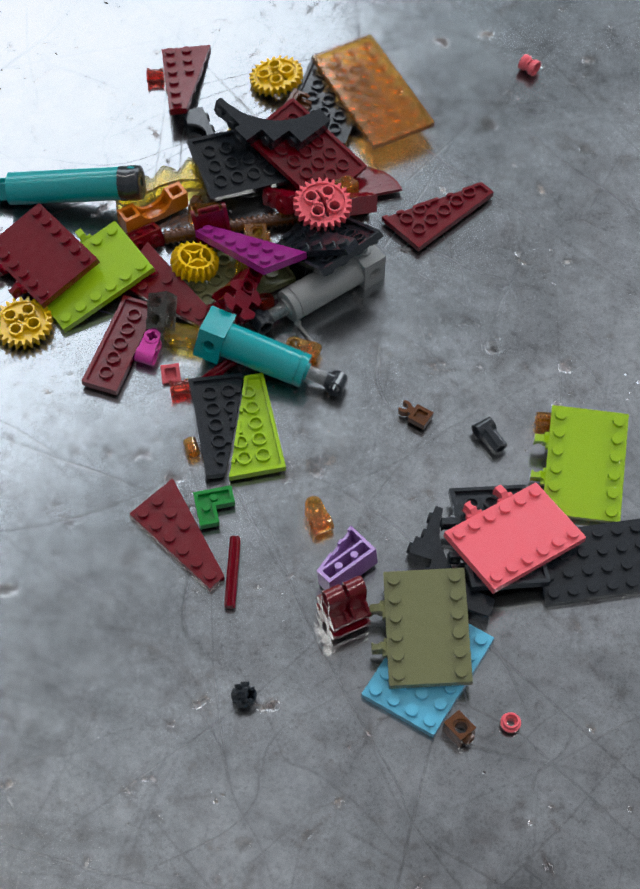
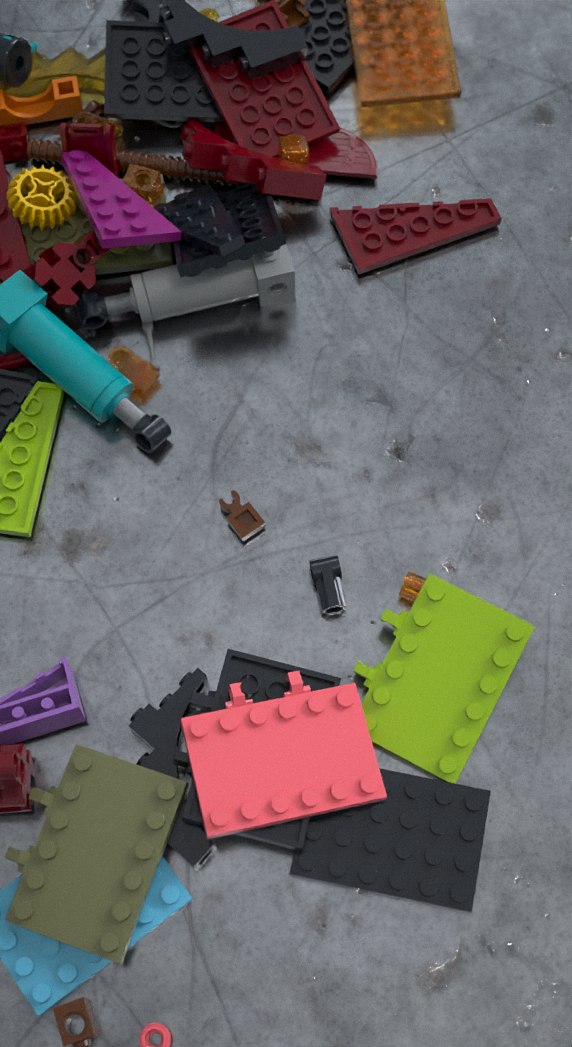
camera: 25 degrees right, 10 degrees up
(267, 301) = (112, 284): clear red wheel -> none
(307, 208) = (259, 167): coral gear -> none
(317, 516) = (36, 627): clear orange piece -> none

